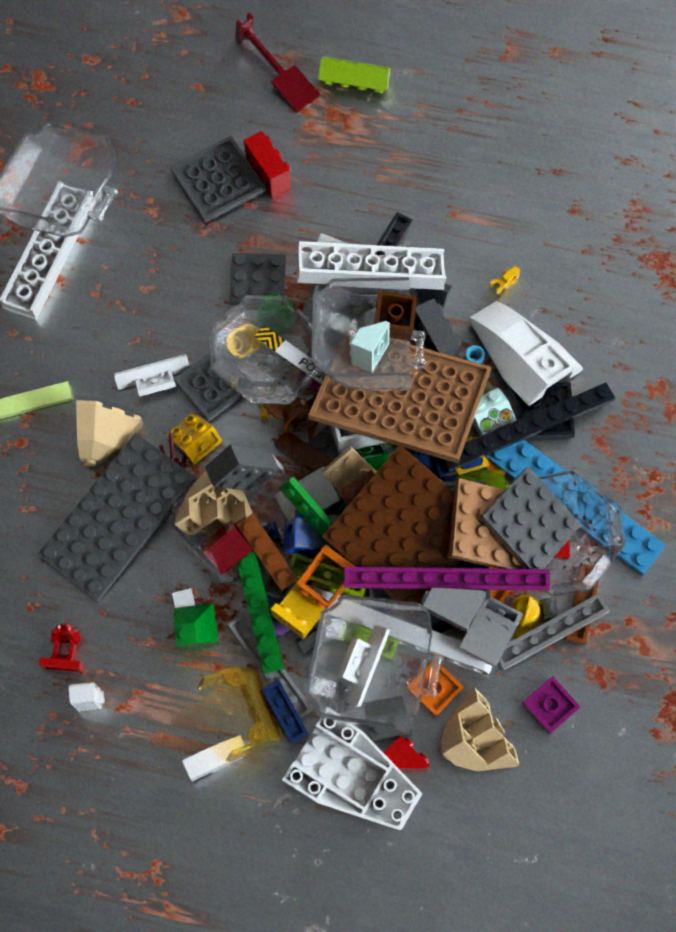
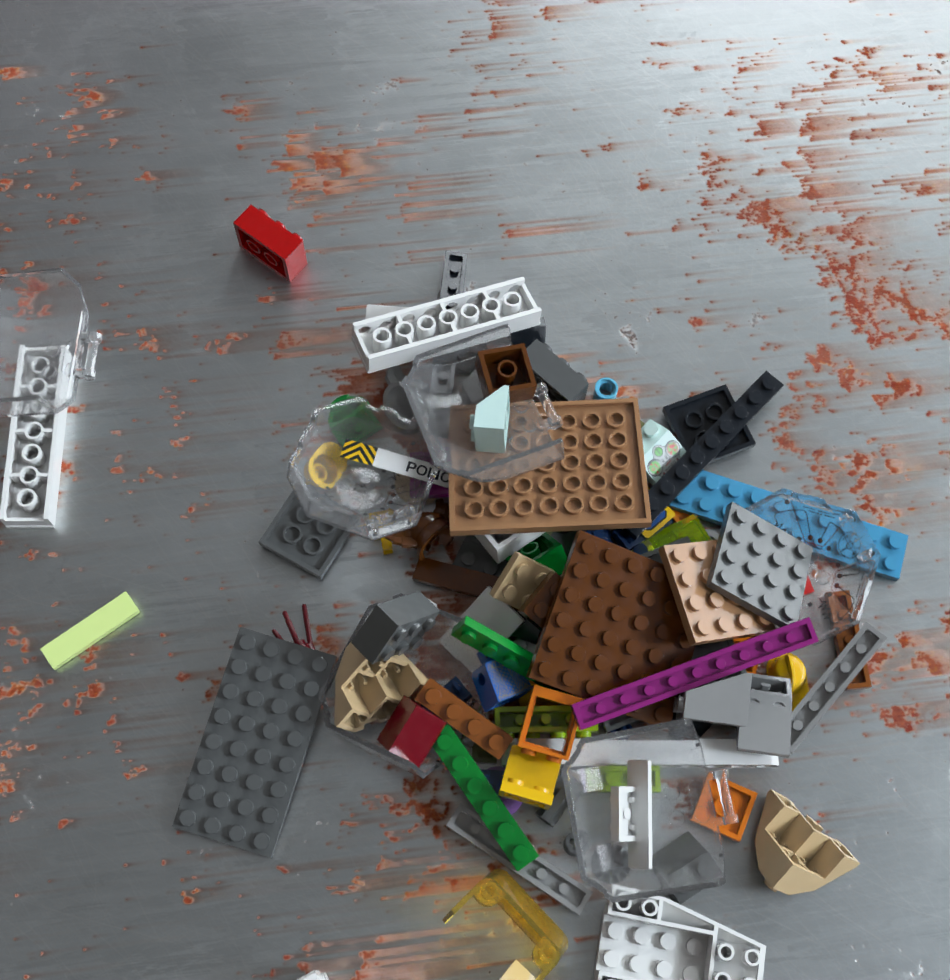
camera: 25 degrees left, 0 degrees up
(58, 662) = (248, 916): red tile -> none
(103, 431) = (198, 641): tan brick -> none
(152, 377) = (231, 548): white bracket -> none
(183, 598) = (379, 815): white tile -> none
(195, 437) = (312, 605): yellow bracket -> none
(195, 625) = (407, 841): green slope -> none
(218, 179) = (216, 279): dark grey plate -> none
(256, 275) = (309, 382): dark grey plate -> none
(284, 712) = (561, 910): dark blue plate -> none
(290, 83) = (256, 138): dark red piece -> none
(354, 73) = (331, 104): lime brick -> none
(405, 757) = (724, 906): red slope -> none
(508, 277) = (605, 285): yellow plate -> none
(522, 352) = (657, 367): white wedge -> none
(548, 608) = (813, 661): dark grey bush -> none
(551, 705) = (863, 775): magenta plate -> none

